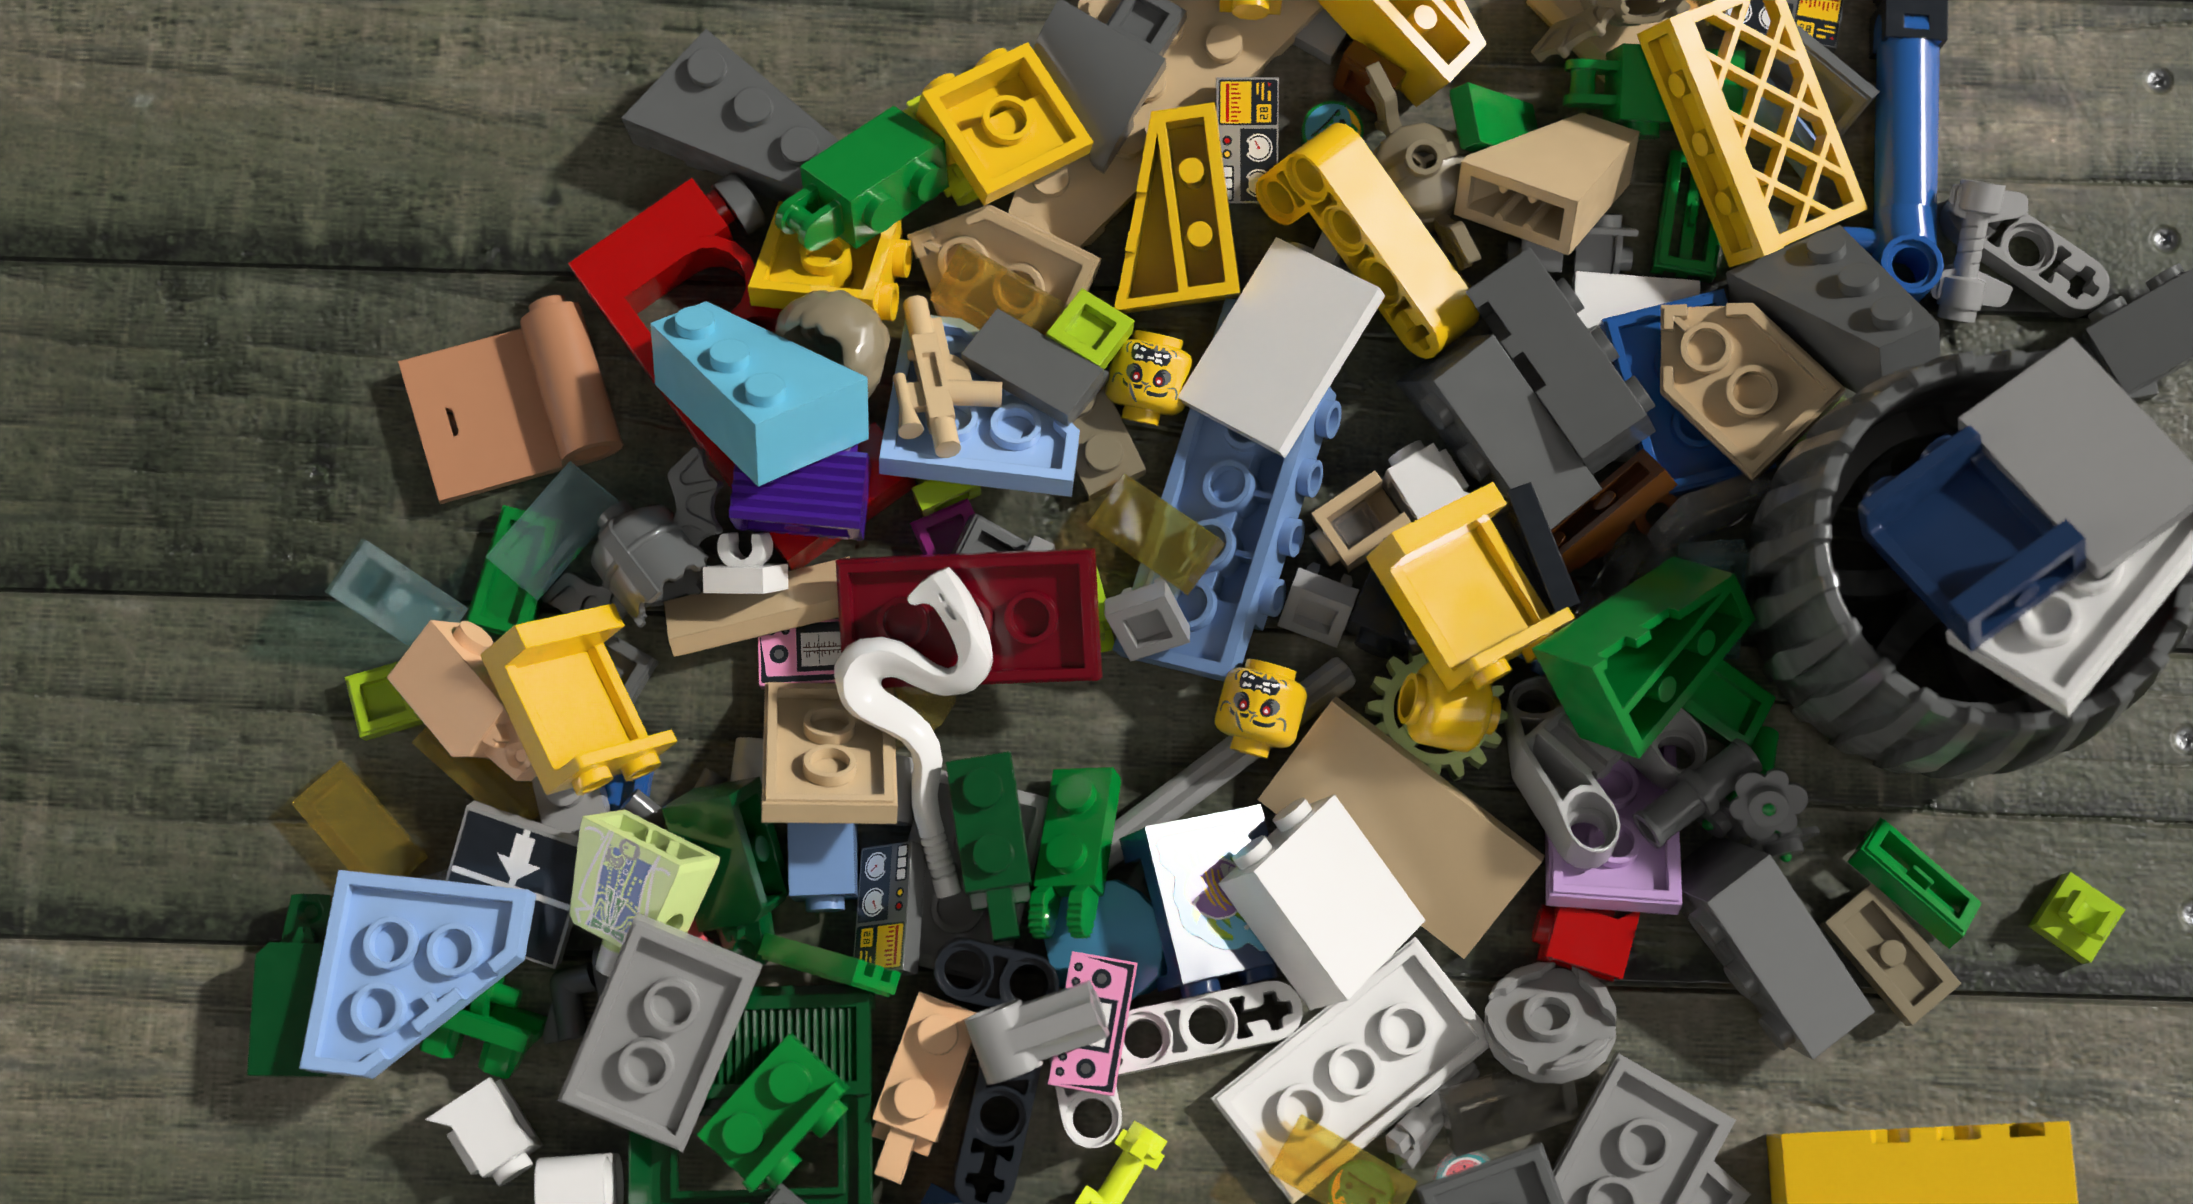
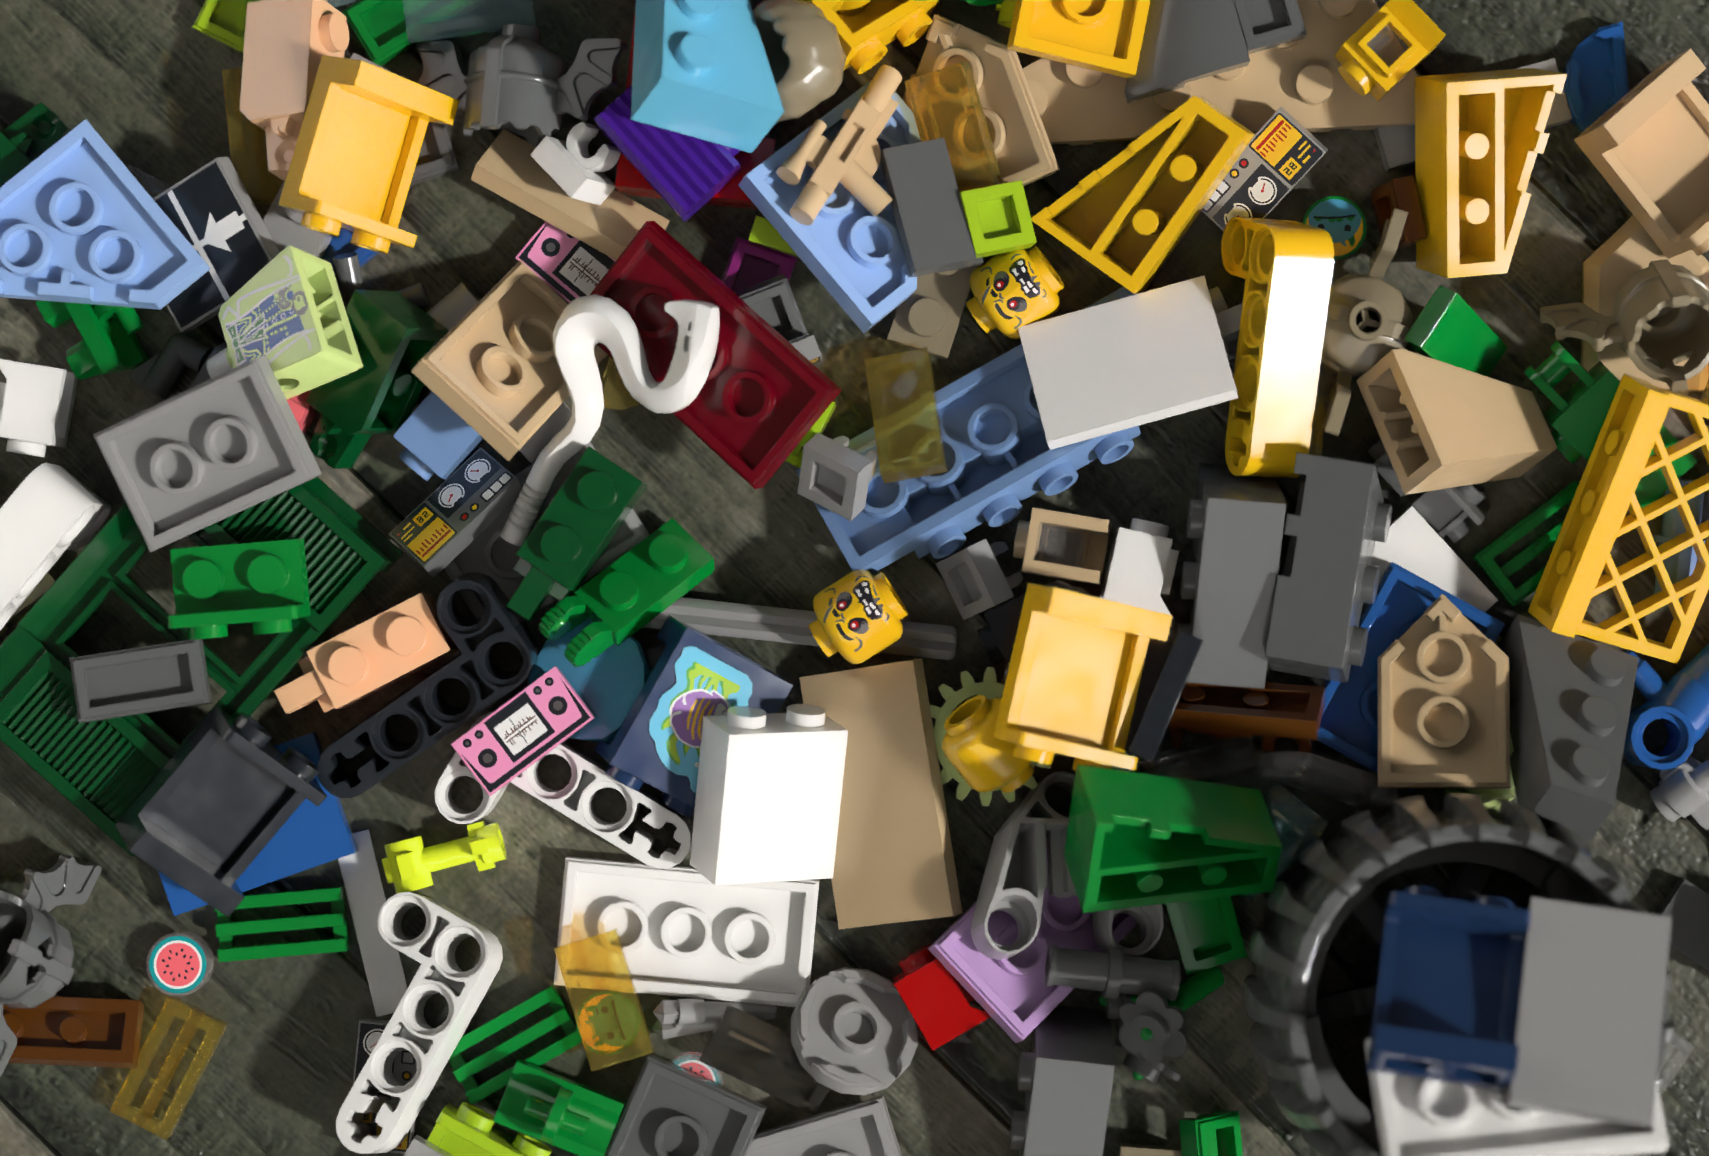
camera: 45 degrees right, 10 degrees up
(357, 825) = (134, 94): clear yellow tile -> none
(829, 964) = (375, 513): green tile -> none
(1020, 1035) = (458, 694): light grey piece -> none

